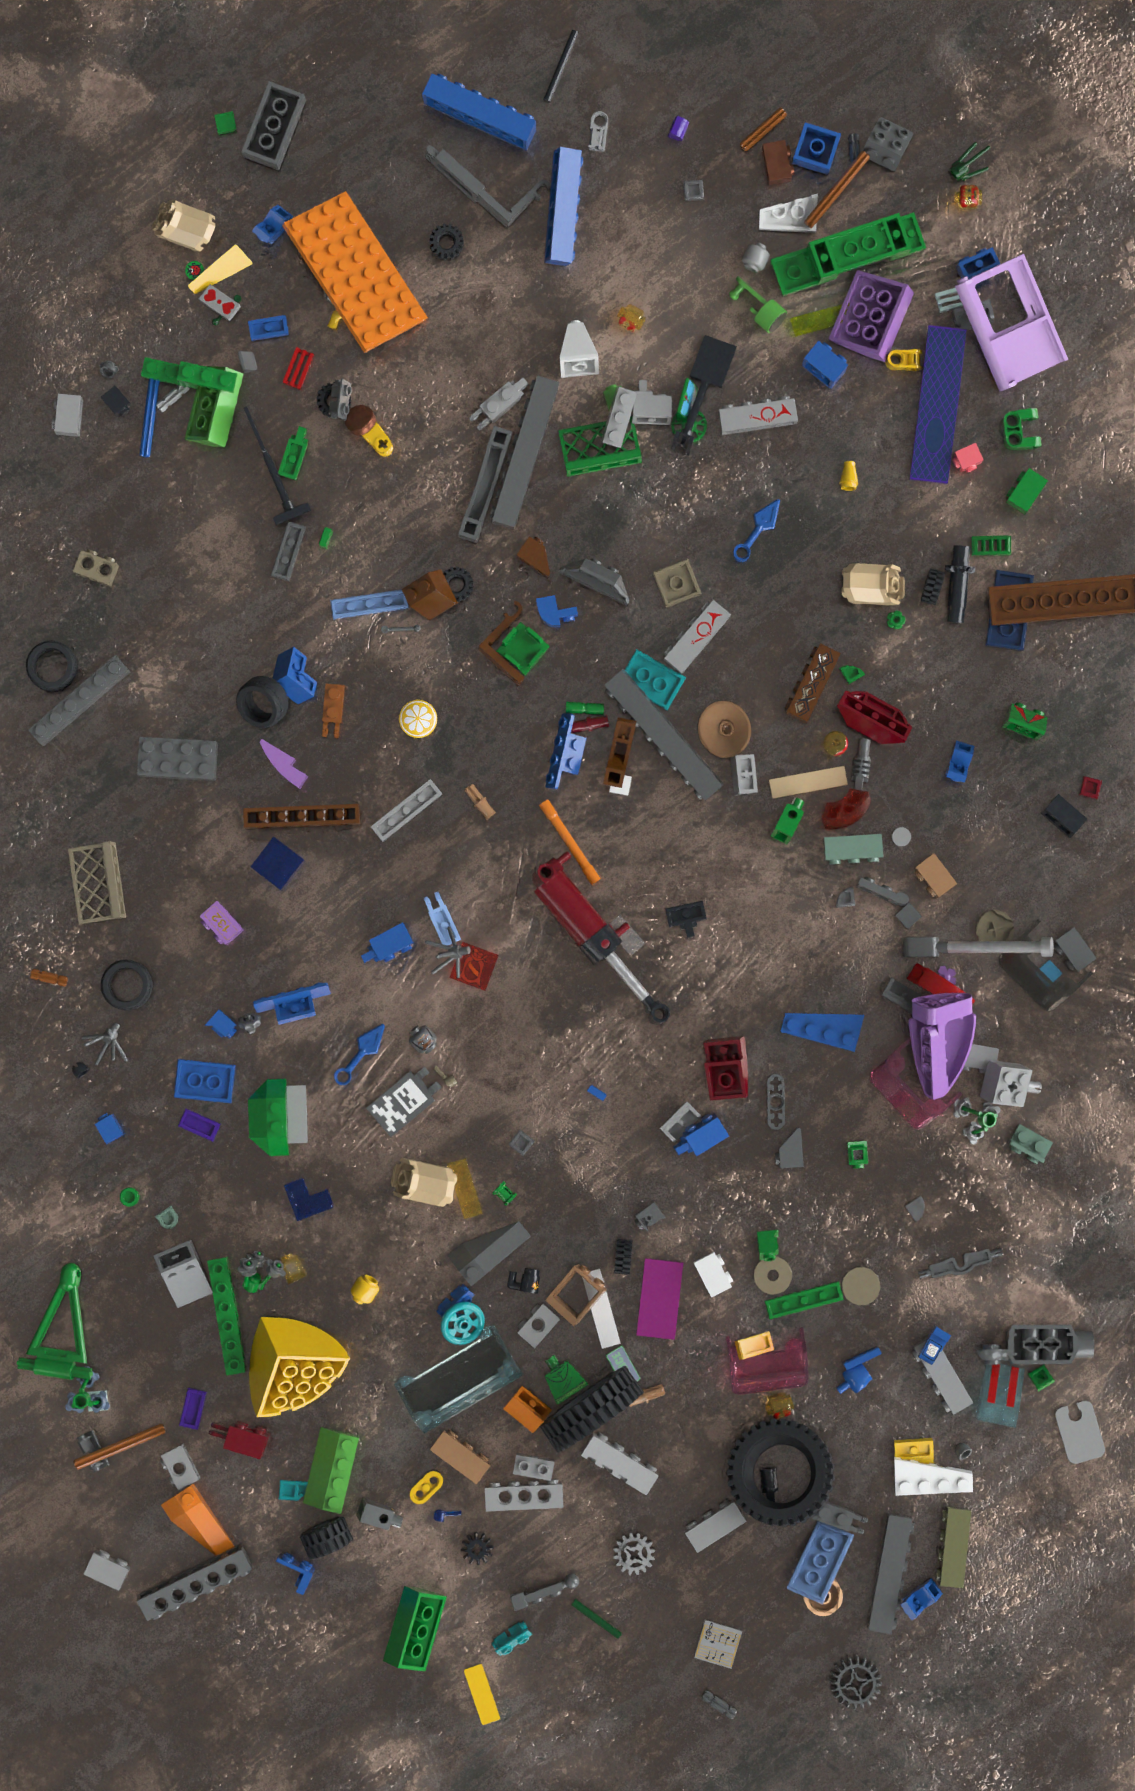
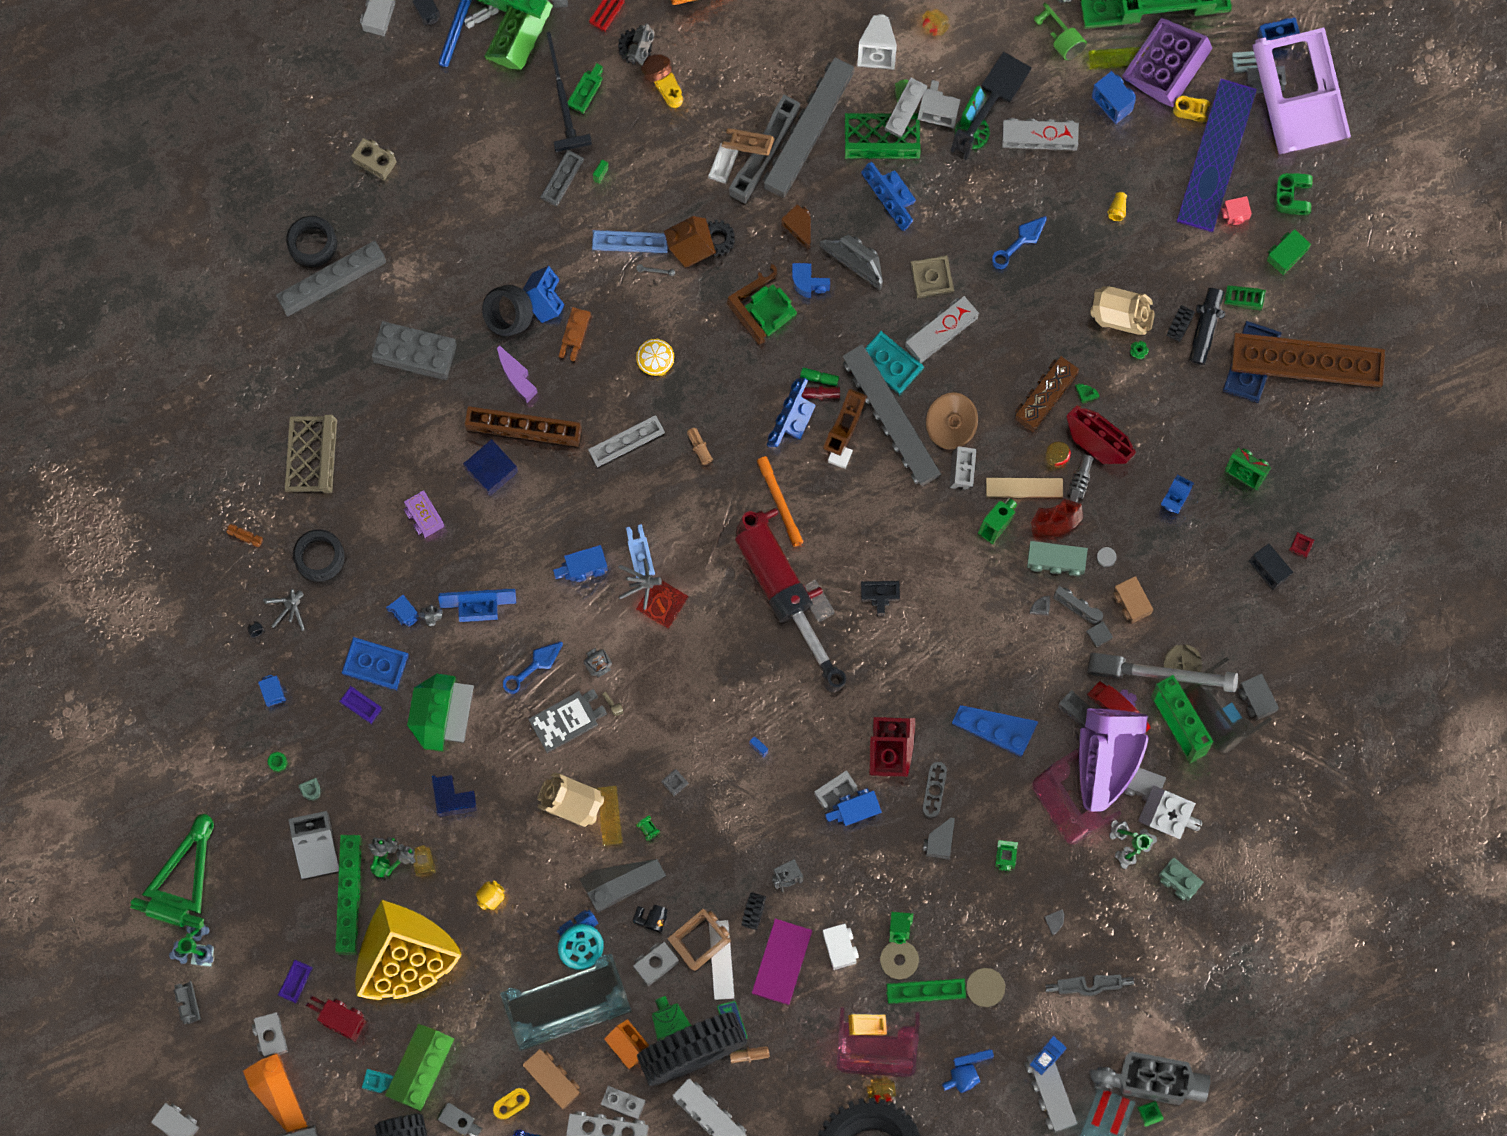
camera: 10 degrees right, 10 degrees down
(119, 1446) = (214, 1002): dark orange axle -> none
(446, 505) = (723, 164): none -> white tile
(468, 480) = (749, 142): none -> medium nougat hinge
(500, 402) = (793, 76): light grey hinge -> none
(621, 505) = (892, 194): none -> blue bracket
(1005, 991) = (1181, 719): none -> green window

